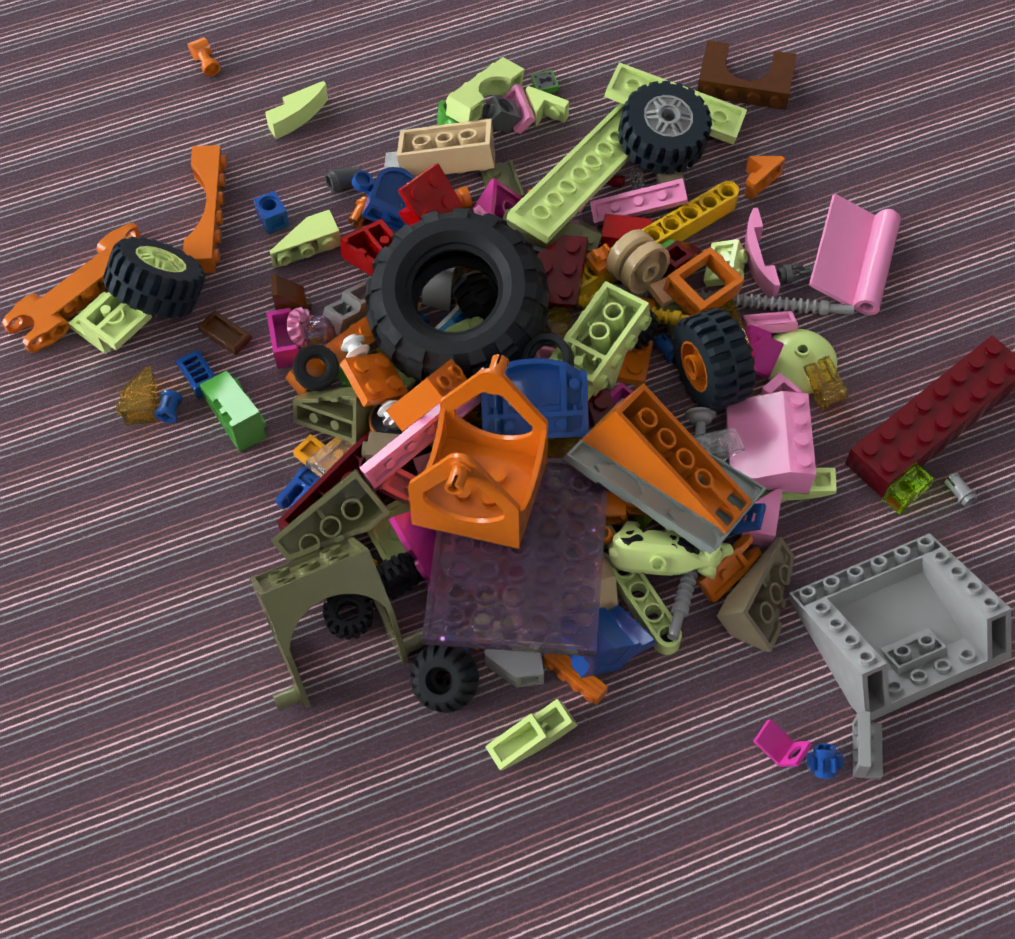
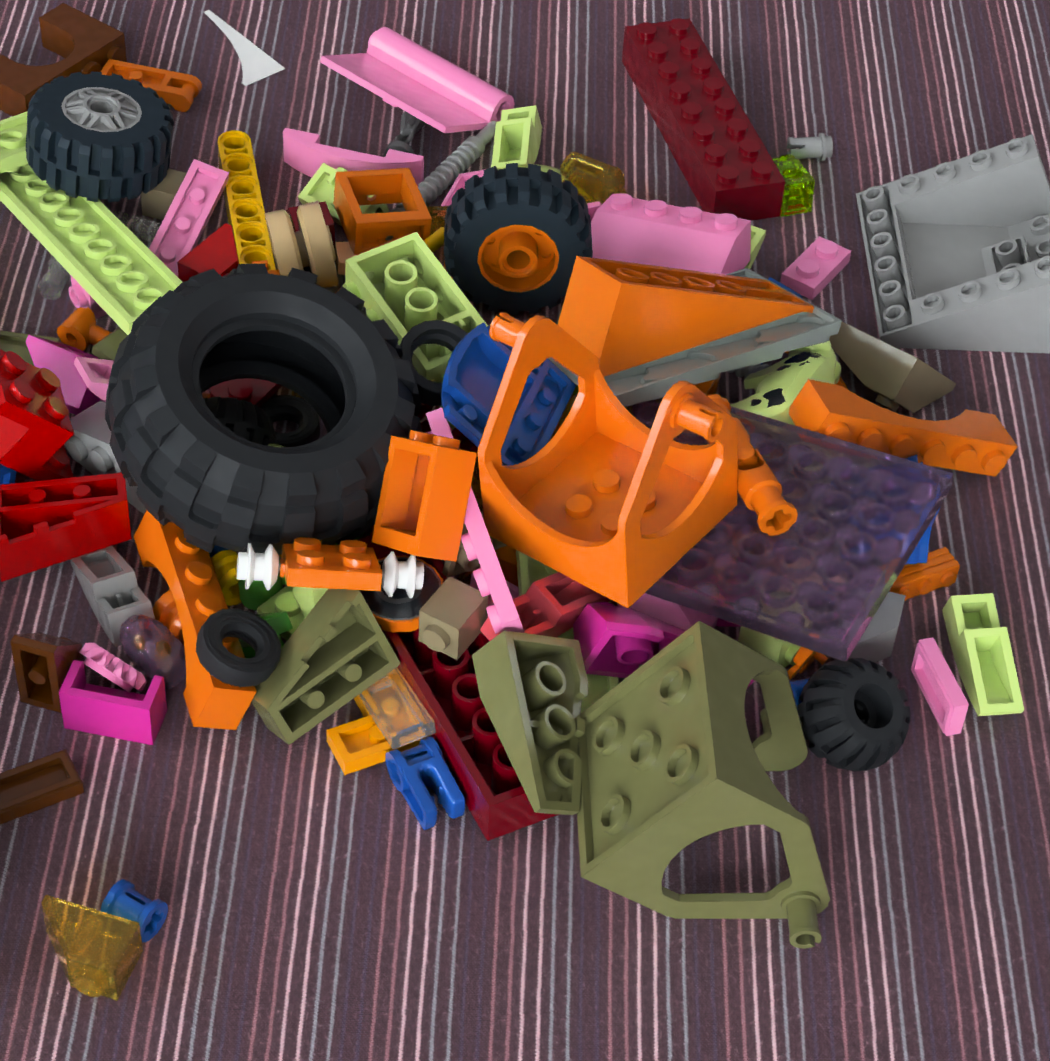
camera: 70 degrees left, 15 degrees down
(188, 374) = (107, 862): blue slope -> none
(234, 410) = (213, 811): bright green wedge -> none
(492, 717) = (939, 686): none -> bright pink tile
(553, 530) = (758, 483): none -> orange piece
(633, 580) = (965, 443): none -> orange arch
(762, 172) = (219, 109): orange slope -> none
(765, 128) = (172, 86): none -> orange plate
(834, 167) = (254, 61): none -> white sticker
(835, 326) = (517, 137): none -> yellowish green slope
(838, 535) = (815, 267): none -> bright pink plate

